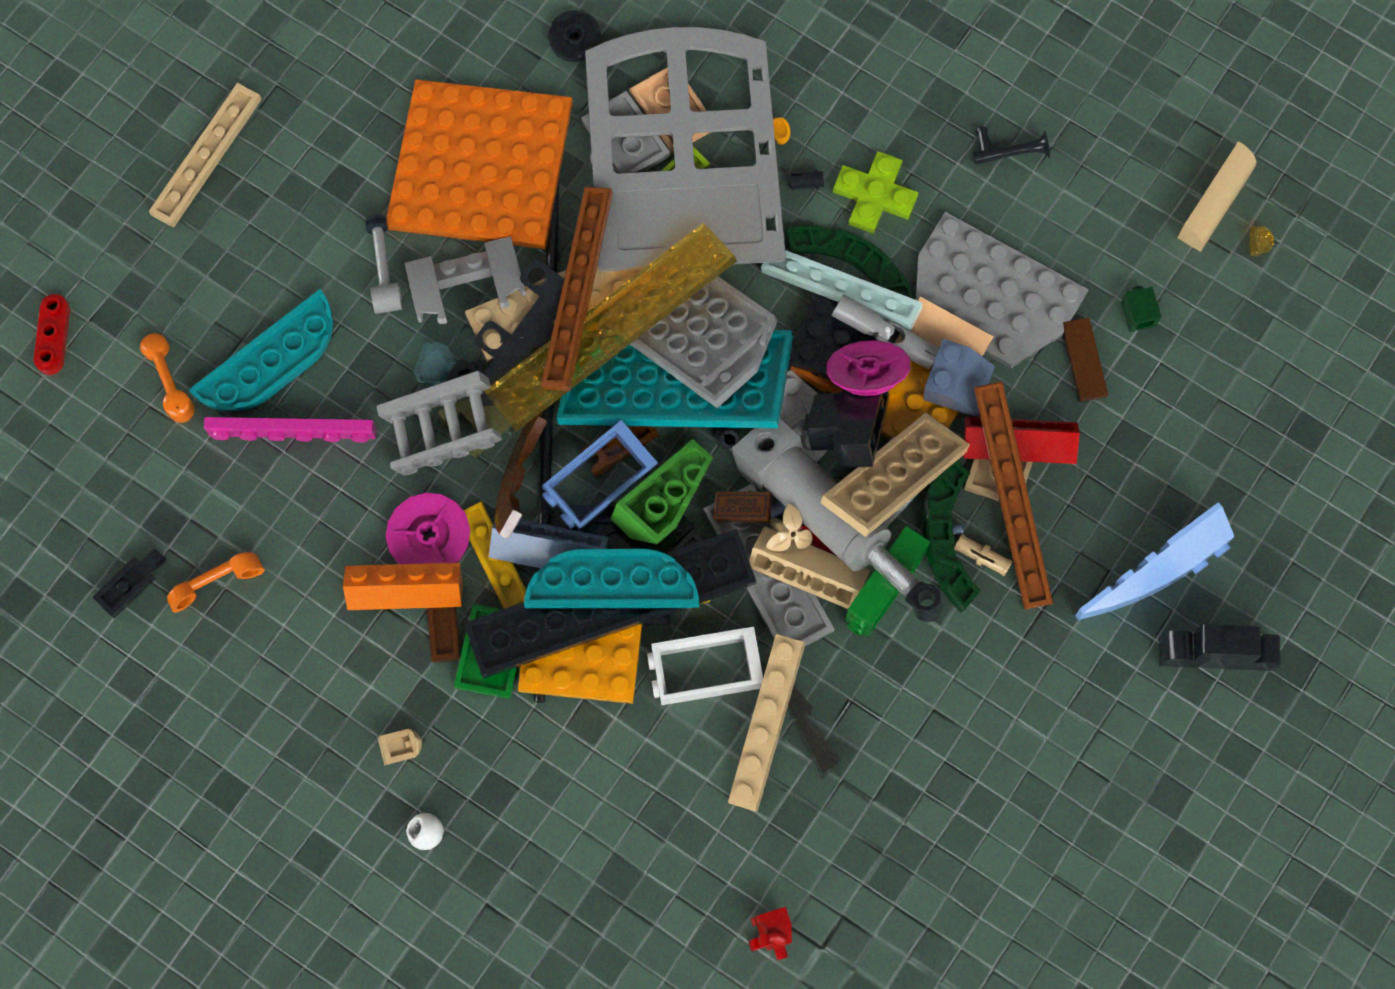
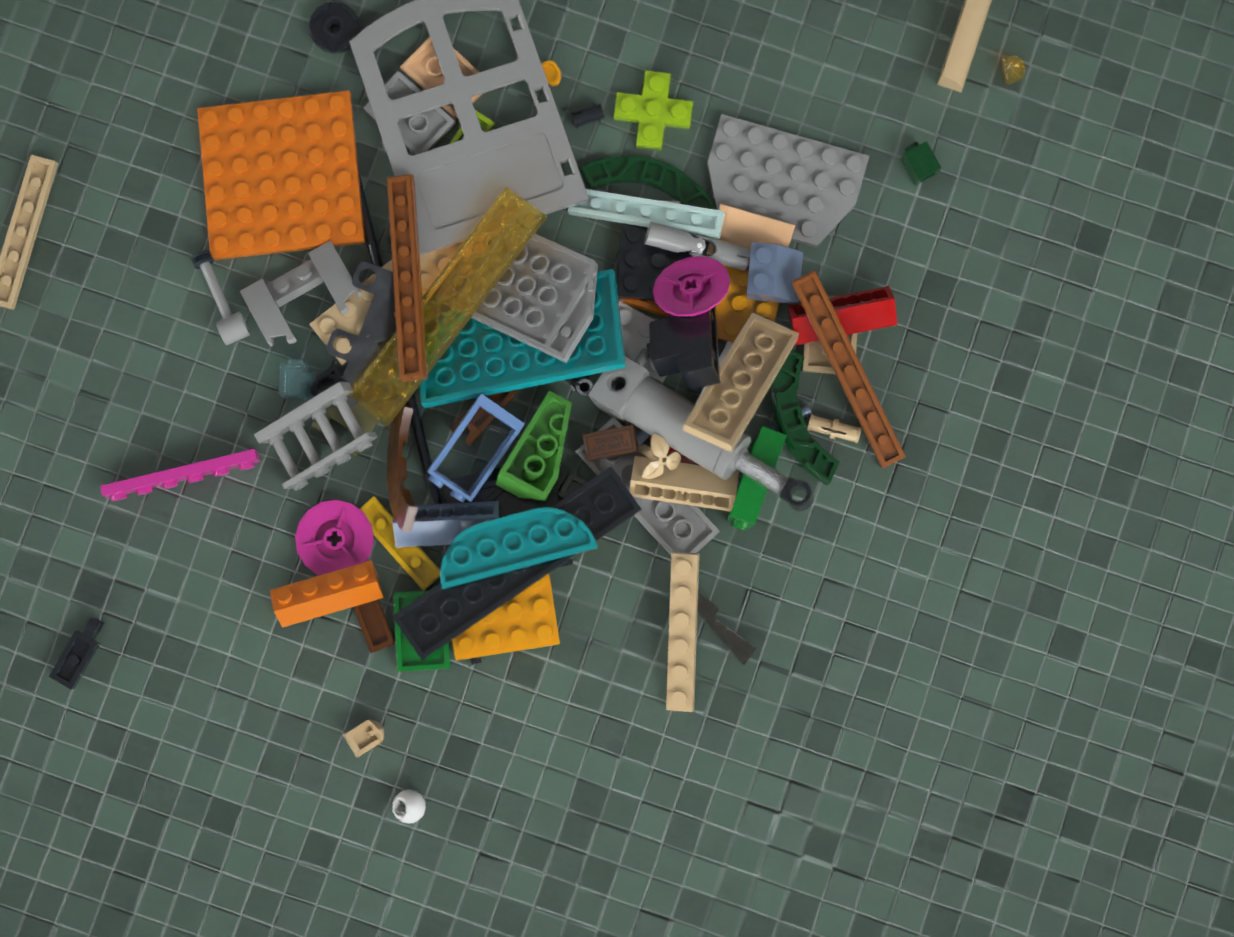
camera: 20 degrees left, 10 degrees up
(176, 402) = (33, 430): orange piece -> none
(244, 565) = (175, 611): orange piece -> none
(269, 359) = (142, 413): teal plate -> none
(744, 635) = (653, 573): white window -> none
(773, 932) = (735, 811): red piece -> none
(987, 154) = (746, 48): black piece -> none
(1084, 360) = (881, 223): reddish brown tile -> none
(1177, 558) = (1001, 392): light blue wedge -> none
(1220, 648) = (1061, 461): black brick -> none

